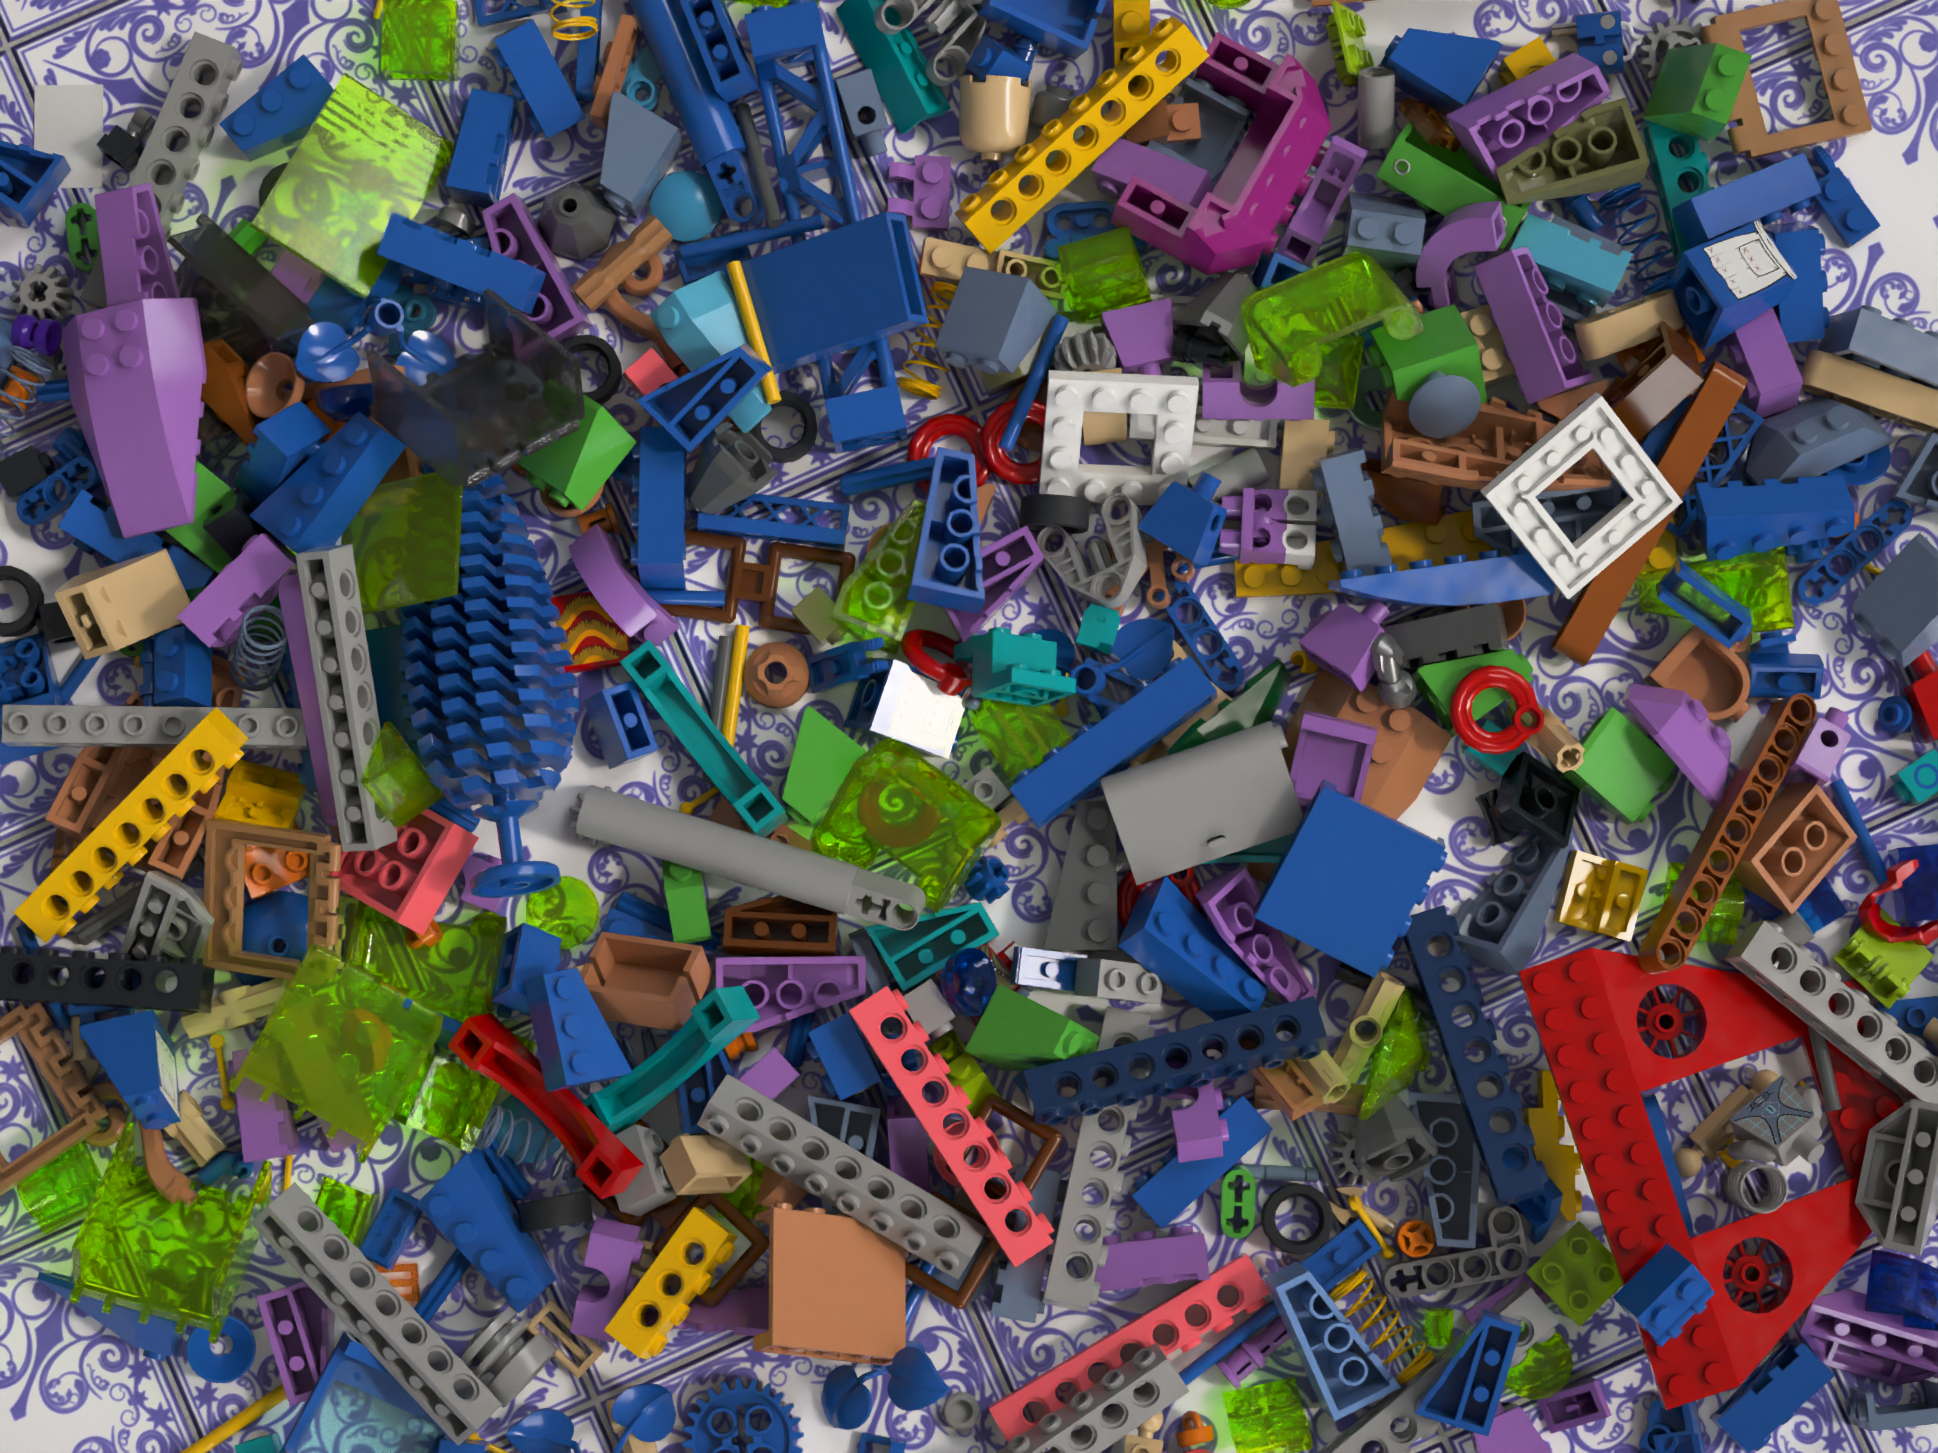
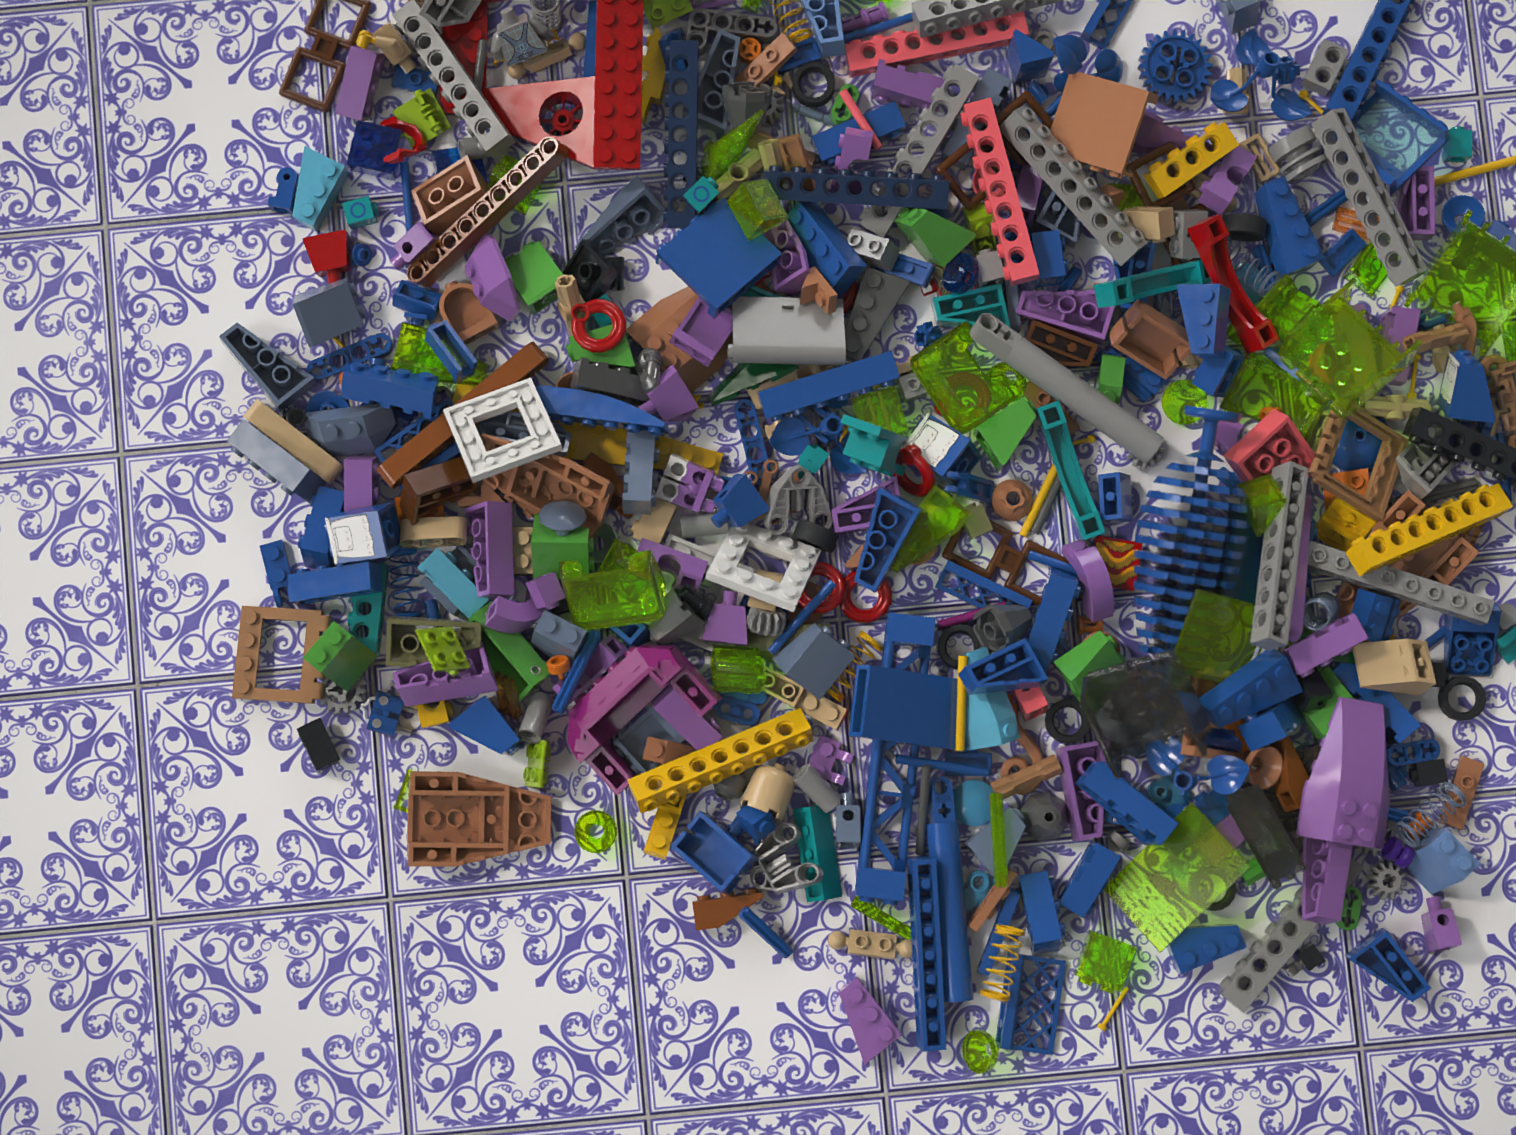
camera: 160 degrees left, 0 degrees up
(71, 124) = (1337, 980): white sticker -> none
(190, 1141) = (1446, 336): none -> medium nougat axle
(633, 146) = (998, 840): none -> clear neon green axle
(771, 1075) = (1094, 262): medium lavender slope -> none
(783, 477) = (962, 618): none -> magenta bar
(886, 477) = (906, 594): blue axle -> none
(925, 144) = (817, 788): none -> light grey pin
(944, 1322) = (1039, 91): none -> blue plate
(978, 1361) = (1028, 58): none -> blue slope
(1181, 881) = (818, 289): none -> nougat slope
(1207, 1181) = (859, 117): none -> coral bar
(1316, 973) = (756, 207): none -> clear neon green slope
(1340, 185) = (576, 671): none -> blue axle
(1369, 185) = (558, 665): none -> orange tile
(1381, 1224) = (768, 61): none -> nougat plate
(1409, 968) = (702, 193): none -> teal brick
(1428, 285) = (546, 591): none -> medium lavender brick
(1549, 136) = (443, 650): none -> lime hinge
(1600, 895) = (571, 209): yellow slope -> none
(1903, 430) = (294, 416): none -> black pin

